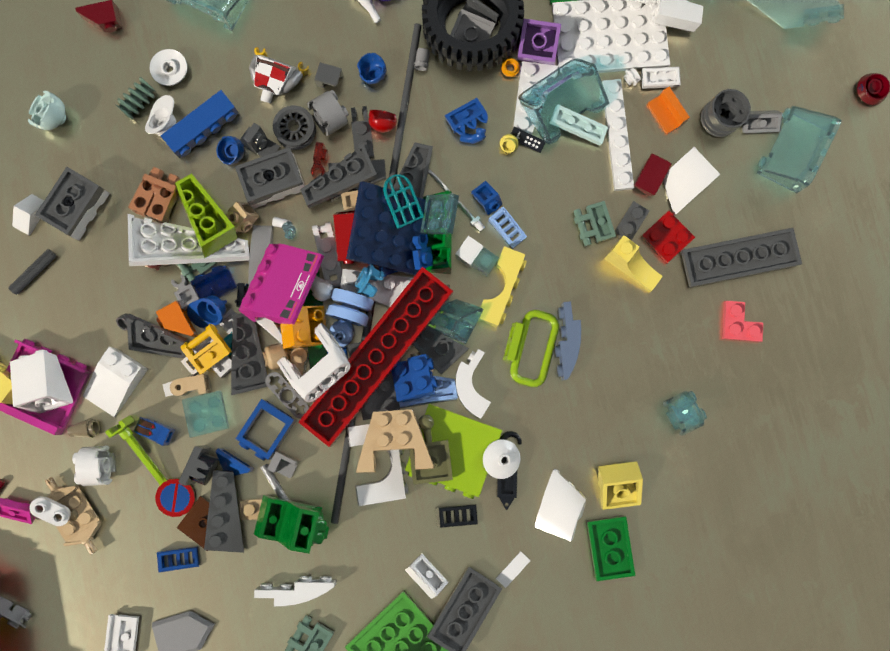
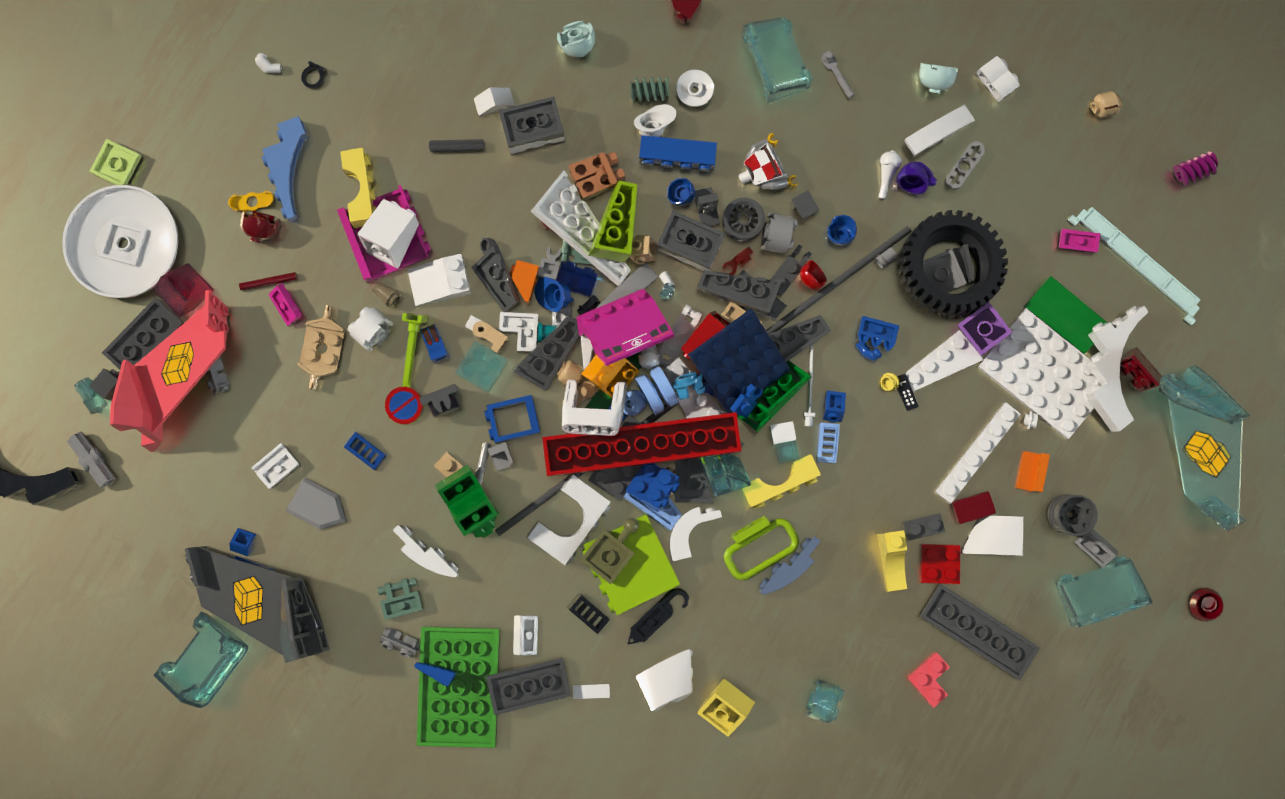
camera: 45 degrees right, 0 degrees up
(49, 511) = (311, 330): white plate -> none
(195, 521) = (406, 443): reddish brown plate -> none
(208, 355) = (526, 328): yellow plate -> none
(223, 521) = (421, 456): dark grey wing -> none
(232, 463) = (465, 422): blue slope -> none
(281, 380) = (547, 395): light grey beam -> none
(393, 432) = (600, 508): tan wing -> none
(408, 205) = (770, 358): teal window -> none
(439, 214) = (786, 386): clear light blue plate -> none
(493, 455) = (659, 595): white dish -> none
(510, 62) = (950, 322): light orange plate -> none
(572, 86) = (961, 386): clear light blue windscreen -> none
(578, 125) = (954, 418): light aqua plate -> none
(600, 223) = (900, 504): sand green plate -> none
(610, 548) = (675, 745): green plate -> none
(660, 77) = (1052, 441): white plate -> none

